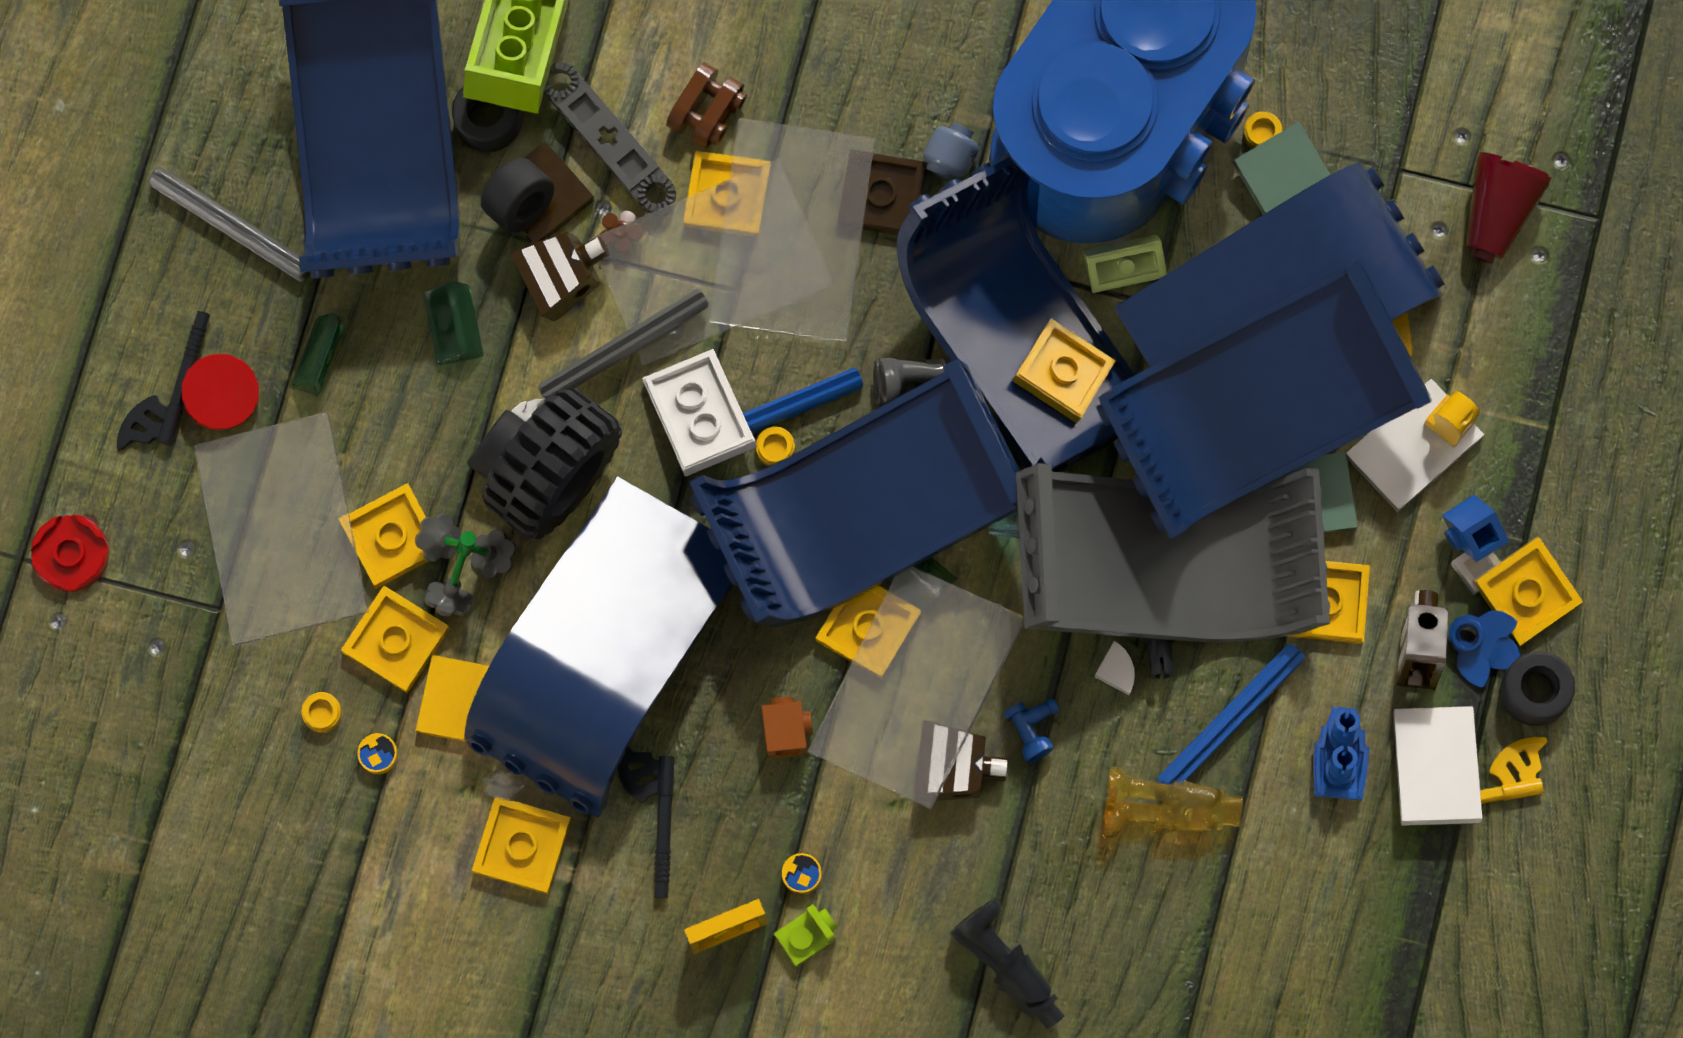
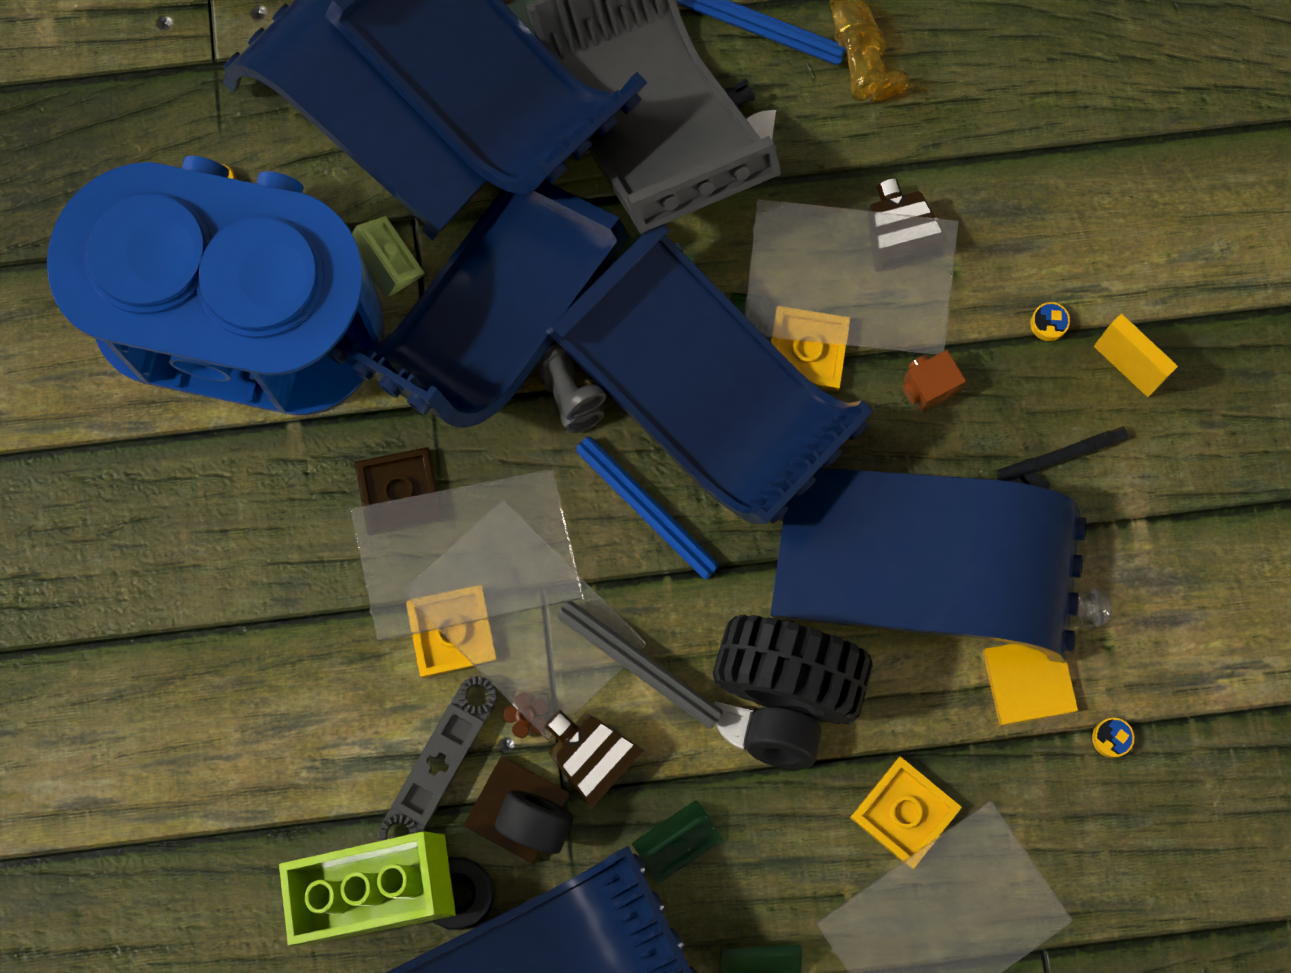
camera: 115 degrees left, 0 degrees up
(321, 712) = (1098, 807): yellow tile -> none
(395, 639) = (1001, 766): yellow tile -> none
(490, 554) = (888, 710): dark grey plant -> none
(521, 845) = (1136, 571): yellow tile -> none
(699, 412) = (675, 569): white tile -> none
(711, 126) = (358, 665): reddish brown brick -> none
(774, 445) = (676, 493): yellow tile -> none
(807, 935) = (1101, 296): lime bracket -> none
(951, 151) = (337, 439): sand blue head -> none
(1014, 970) = (1057, 111): black piece -> none
(1023, 719) = (855, 169): blue piece -> none
(1063, 370) = (512, 259): yellow tile -> none
(1280, 167) = (254, 144): sand green tile -> none

